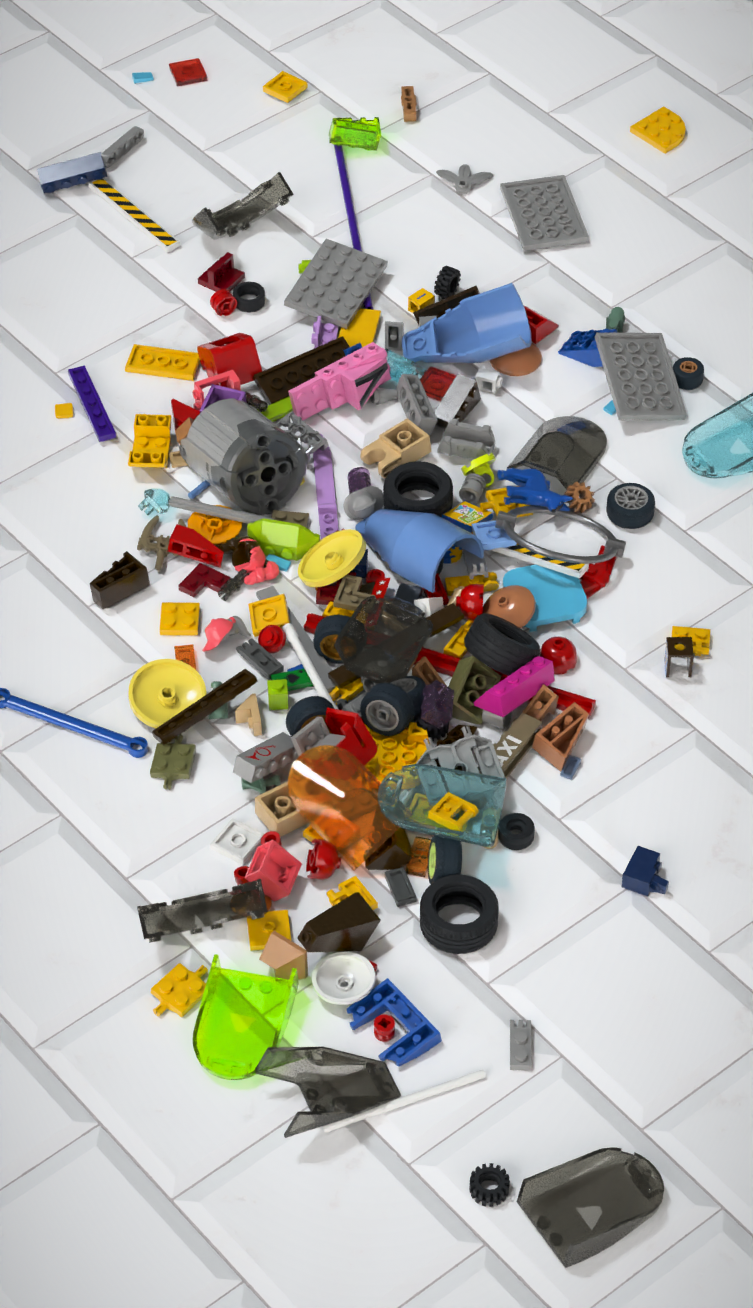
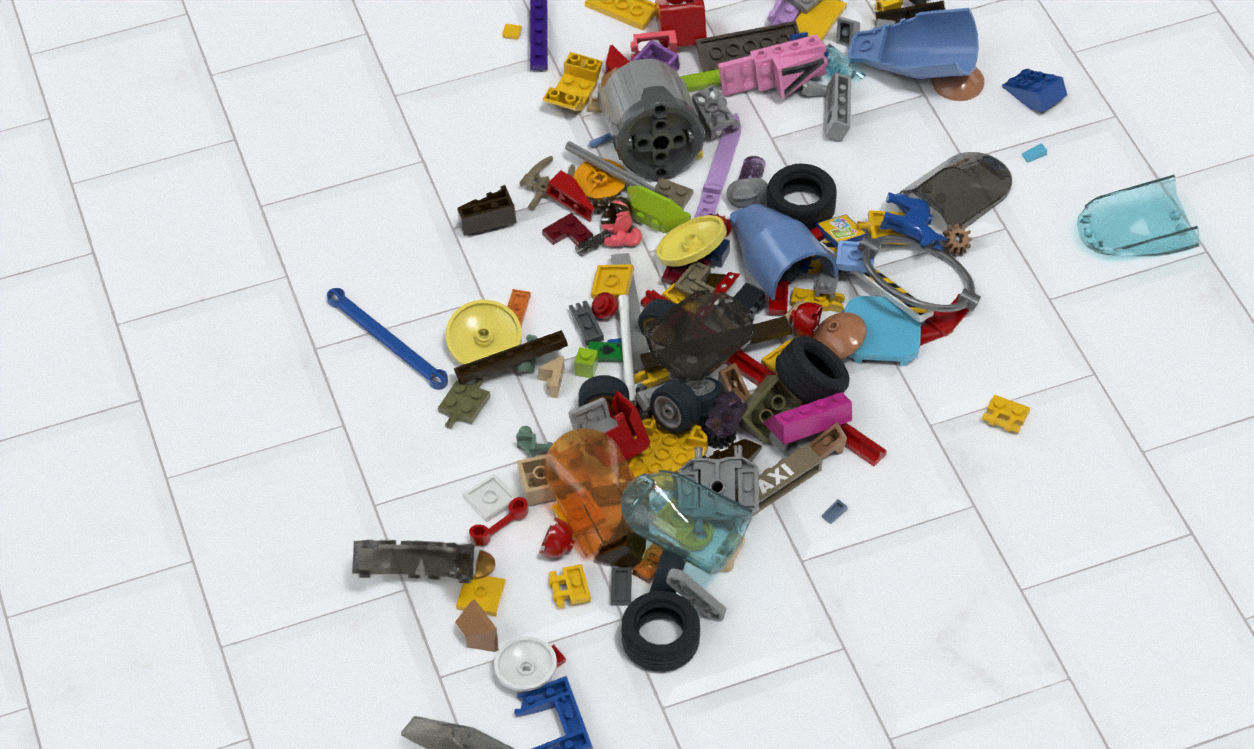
camera: 20 degrees right, 5 degrees up
(156, 500) = (554, 140): clear light blue piece -> none
(179, 618) = (530, 263): yellow plate -> none
(179, 990) = (375, 630): yellow plate -> none
(222, 628) = (560, 283): coral hair -> none
(241, 1019) = (415, 675): clear neon green windscreen -> none
(255, 402) = (687, 66): clear smoke pin -> none
(265, 758) = (541, 424): light grey brick -> none
(275, 869) = (504, 537): coral piece -> none
(282, 563) = (647, 233): medium azure piece -> none
(341, 927) = (540, 613): dark brown slope -> none
(373, 575) = (728, 266): red tile -> none
(380, 1032) = (549, 727): red wheel -> none
(396, 447) = (802, 144): tan brick -> none
(429, 605) = (763, 312): white brick -> none
(436, 382) = (871, 90): clear red tile -> none
(448, 808) = (687, 524): yellow plate -> none
(458, 401) = (878, 114): wedge -> none
(464, 859) = (696, 595): none -> light grey beam
(466, 440) = (875, 155): light grey piece -> none
(472, 488) = (857, 204): light grey piece -> none
(481, 466) = (873, 184): neon yellow tile -> none
(488, 380) = (919, 98): white brick -> none
(516, 821) = (749, 572): black tyre -> none
(539, 325) = (991, 52): red slope -> none
(560, 736) = (836, 477): nougat wedge -> none
(561, 652) = (869, 394): red cylinder -> none
(616, 319) = (1070, 68): sand green arm -> none
(630, 505) = (1004, 260): black wheel -> none
(640, 376) = (1067, 130): light grey plate -> none
(642, 873) = (855, 639): dark blue hinge -> none
(671, 651) = (992, 427): dark brown piece -> none
(688, 373) = (1119, 138): black wheel -> none

